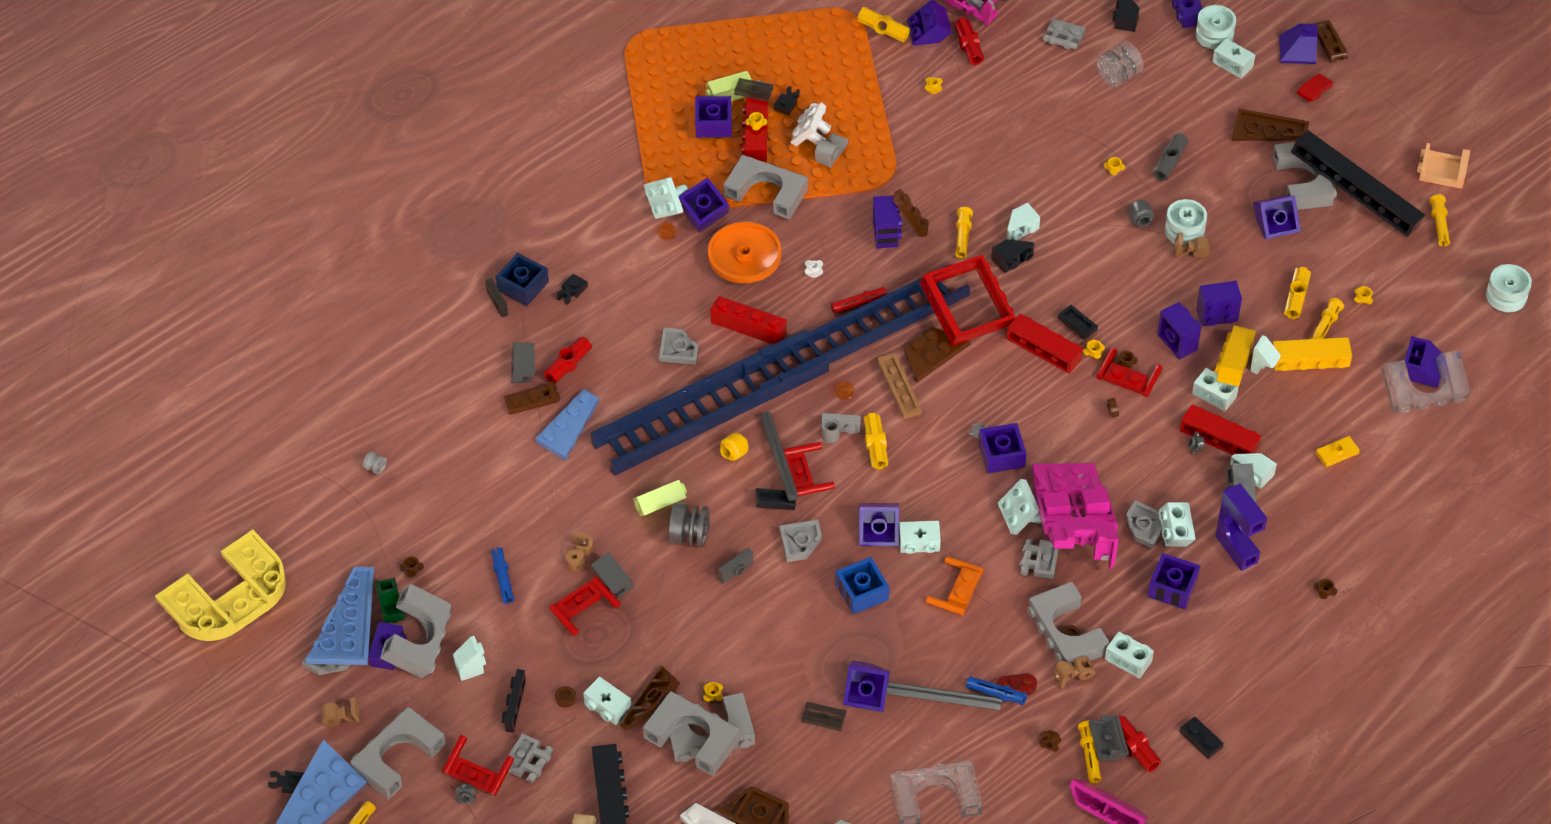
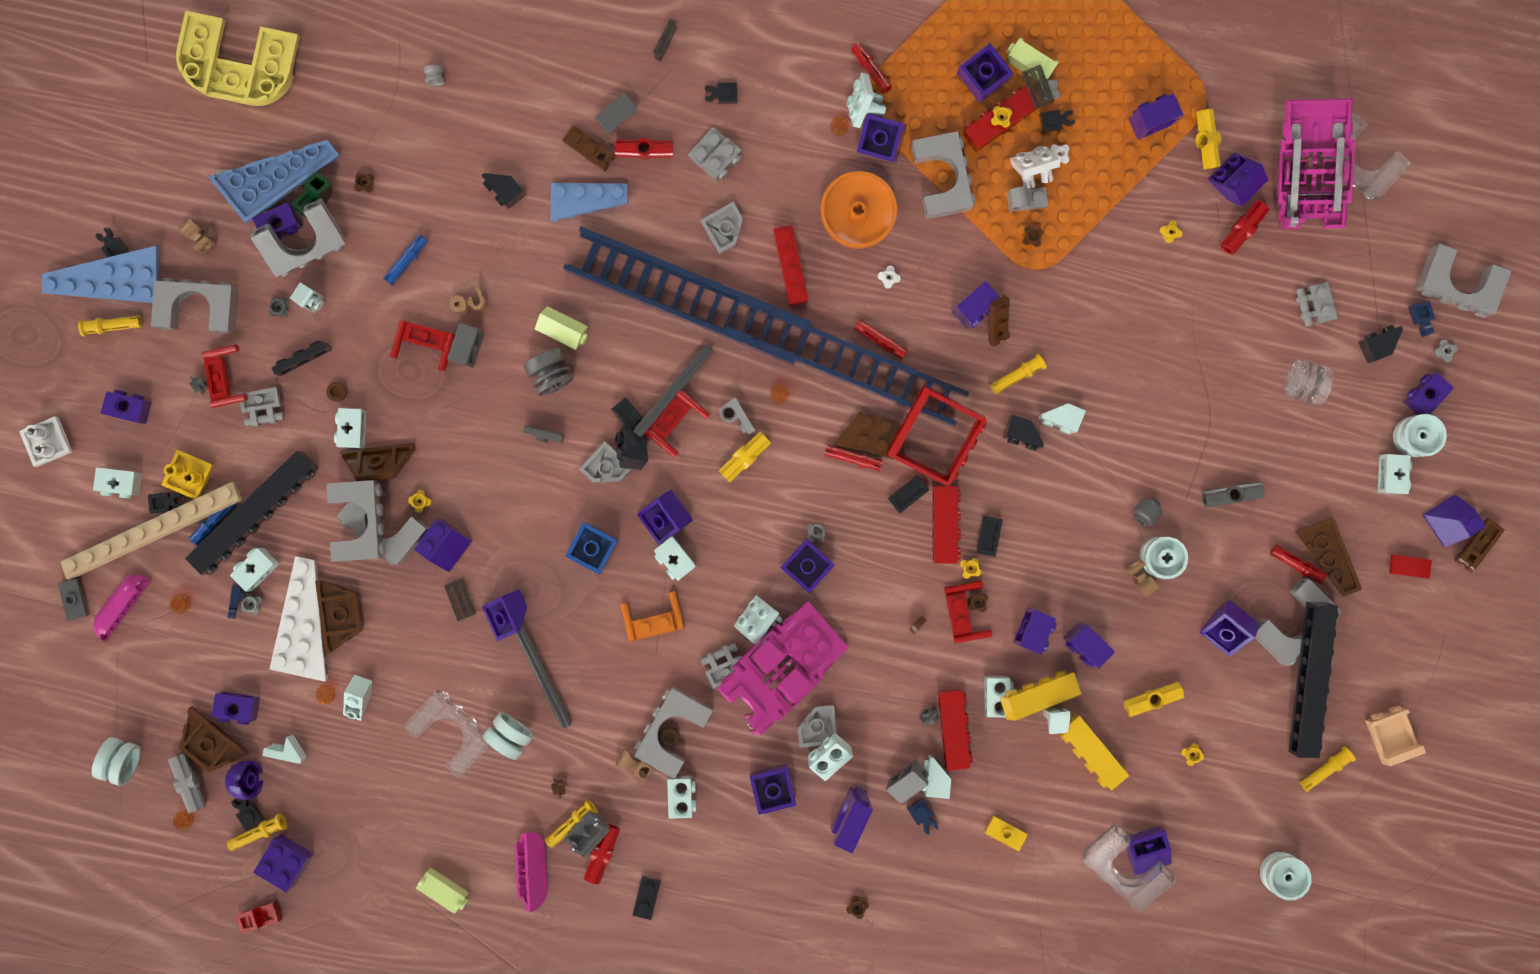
camera: 45 degrees right, 35 degrees up
(455, 688) = (274, 303): none -> dark grey plate
(509, 471) = (505, 187): none -> black slope
(522, 279) = (695, 47): dark blue brick -> none
(616, 320) = (715, 154): none -> light grey plate
(633, 184) = (866, 61): none -> red pin
(734, 446) = (656, 348): yellow head -> none
(765, 695) = (442, 545): none -> dark purple slope
(801, 510) = (631, 449): none -> black slope
(839, 38) = (1155, 116): none -> dark purple brick
(863, 161) = (1037, 236): none -> reddish brown plate
(899, 386) = (815, 436): medium nougat plate -> none
(945, 367) = (854, 458): none -> red pin
(974, 740) = (508, 736): none -> light aqua wheel
(999, 354) = (908, 494): none -> black plate
(1005, 692) = (572, 718): blue pin -> none
(1017, 682) = (593, 726): clear red plate -> none
(1114, 165) = (1194, 448): yellow plate -> none
(1254, 151) = (1305, 568): none -> red pin
(1276, 498) = (921, 814): none -> dark blue plate
(1328, 316) = (1146, 740): yellow pin -> none

